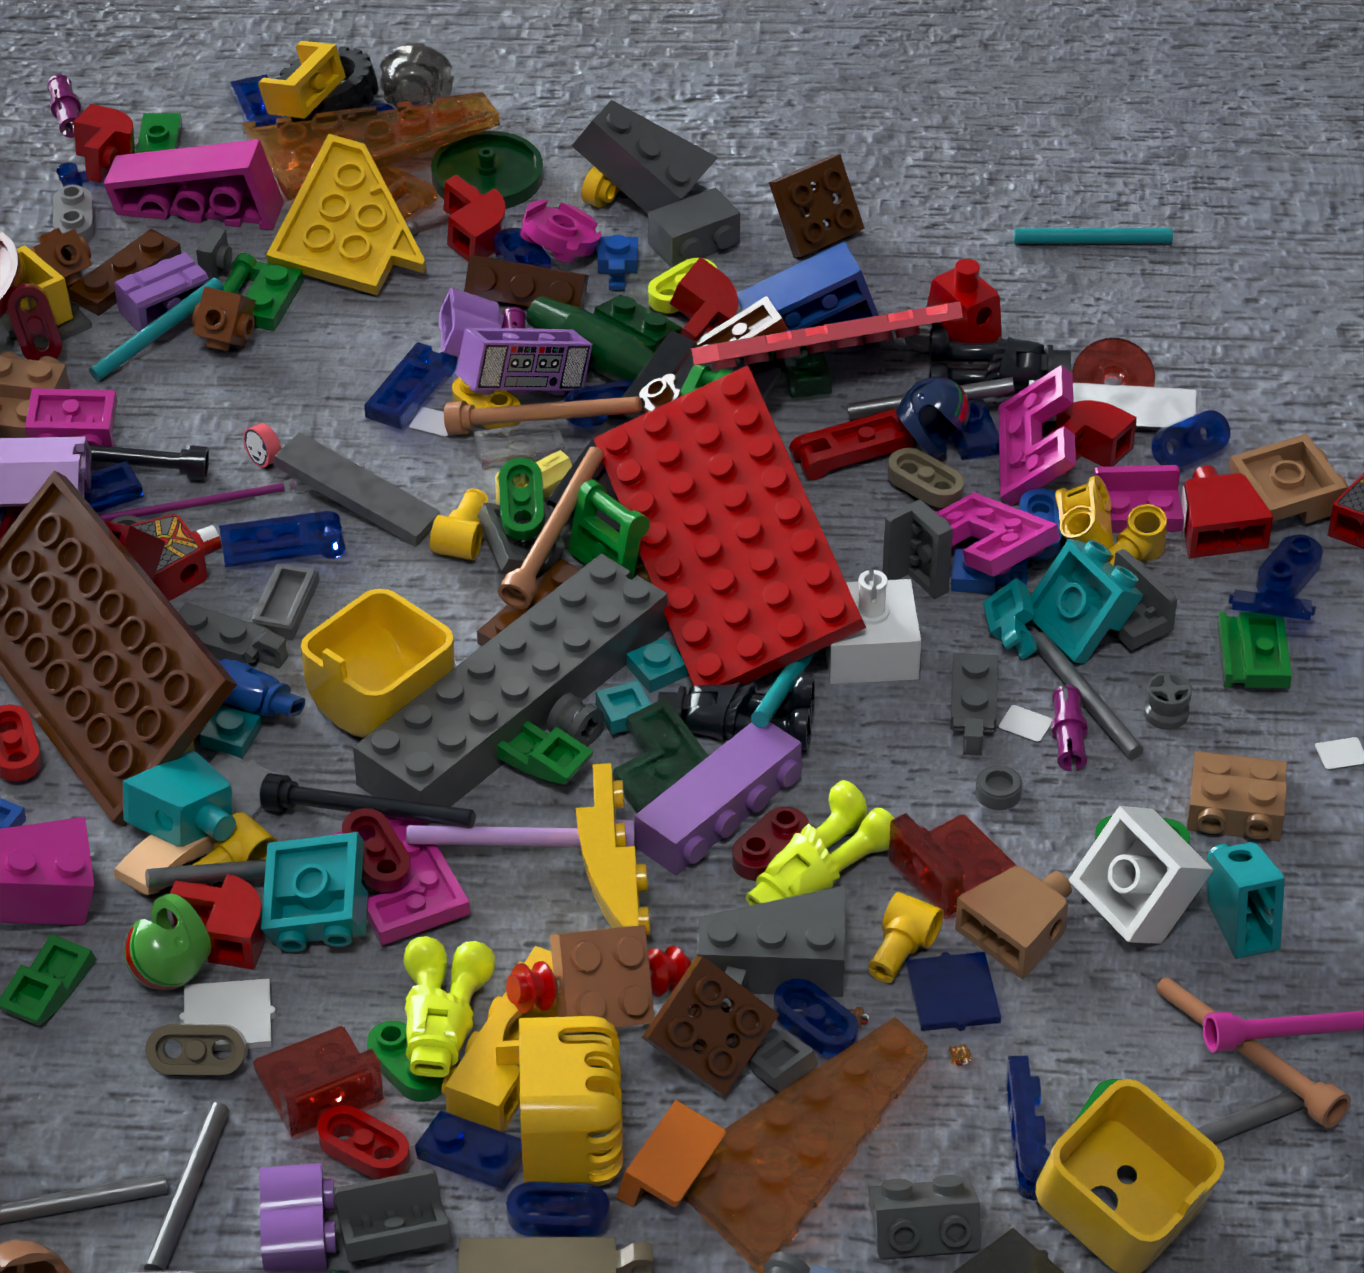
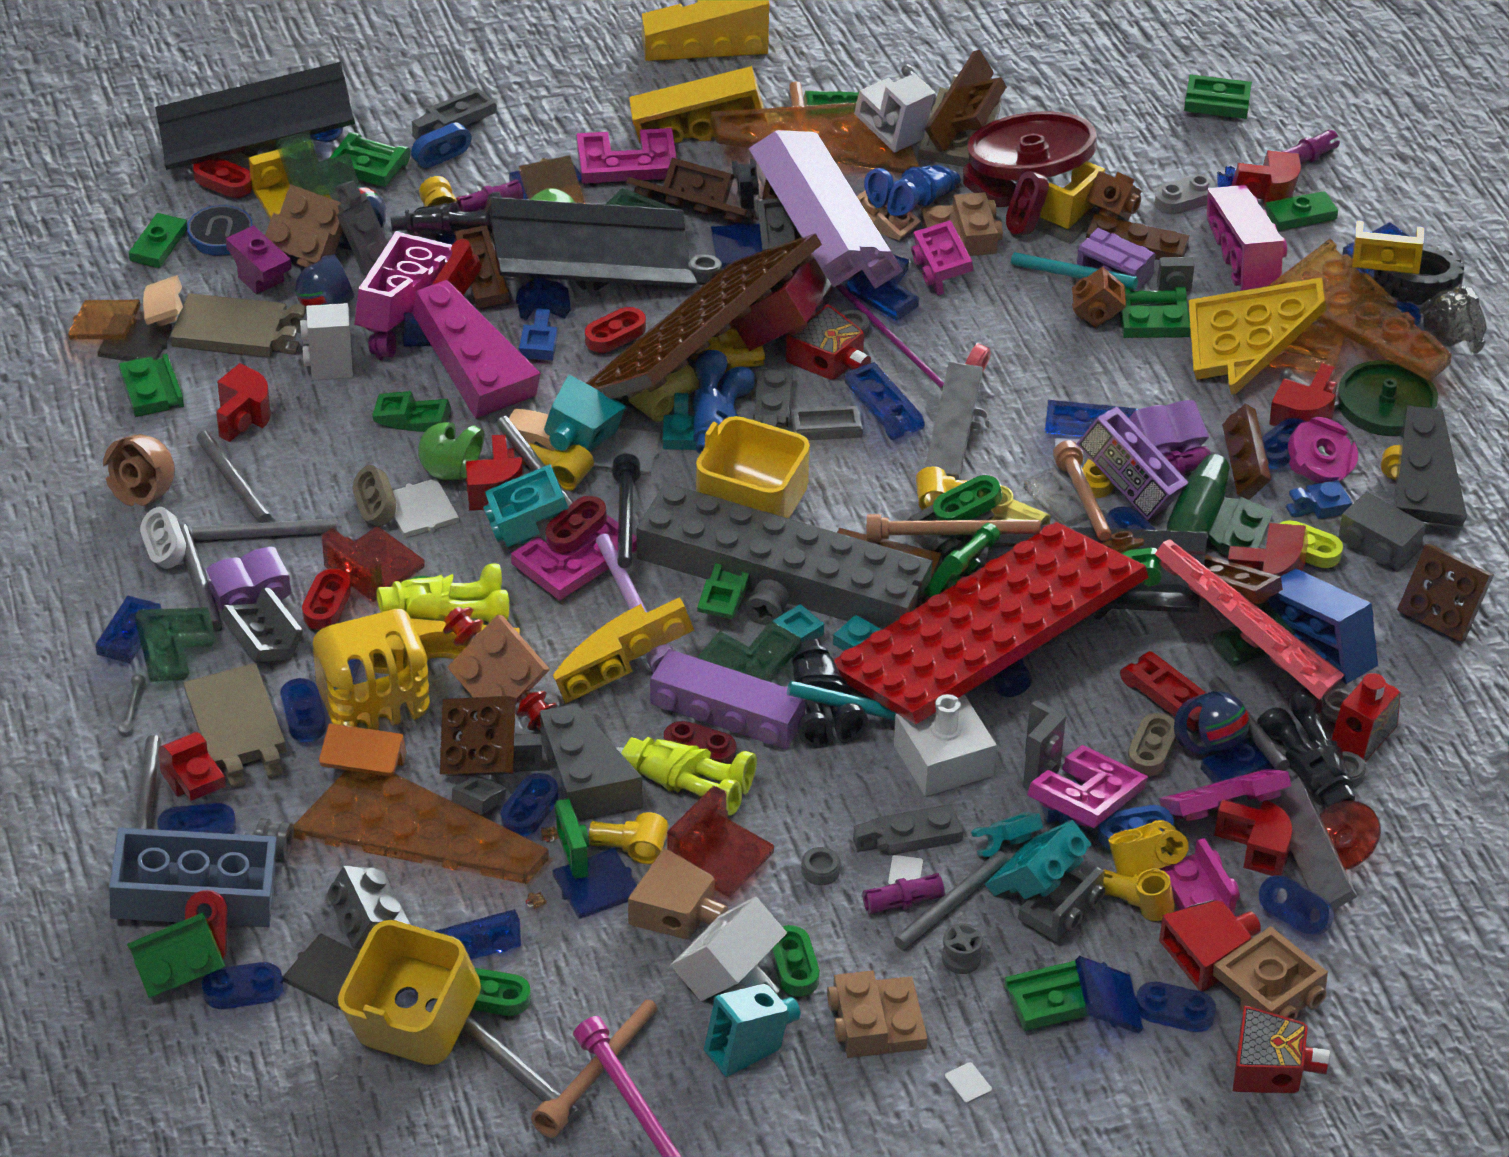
camera: 70 degrees right, 0 degrees up
(191, 461) = (939, 332): black piece -> none
(896, 984) = (572, 838): none -> green plate

